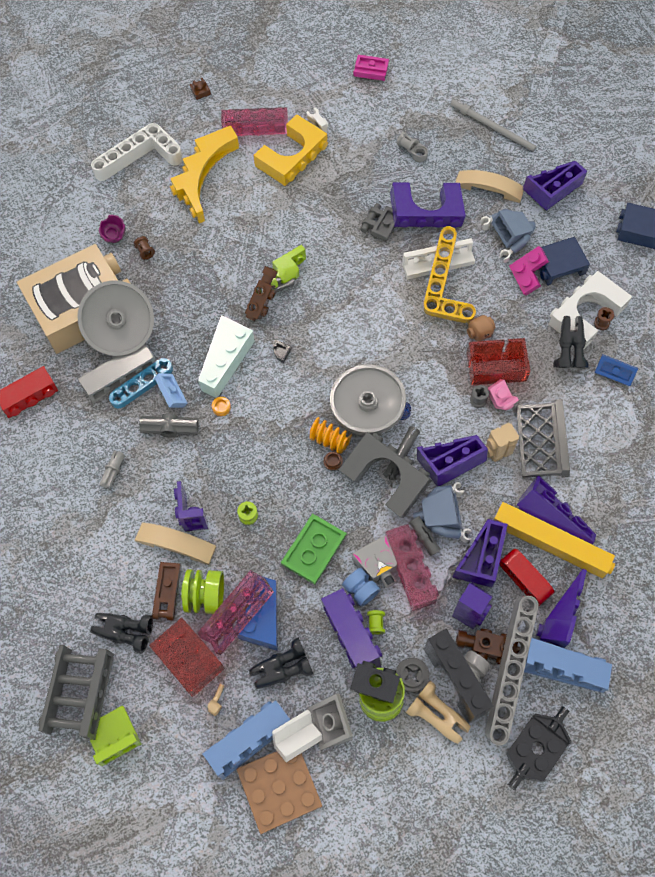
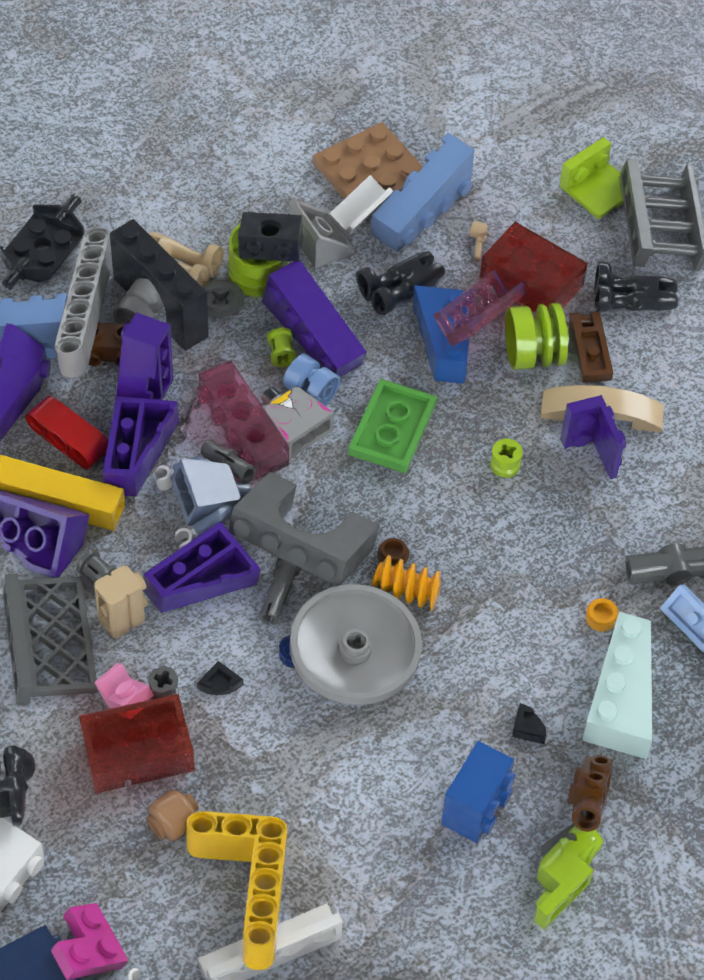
camera: 165 degrees right, 10 degrees down
(320, 306) = (478, 792): none -> blue brick
(446, 401) = (220, 680): none -> black tile
(512, 475) = (94, 566): none -> dark grey bush

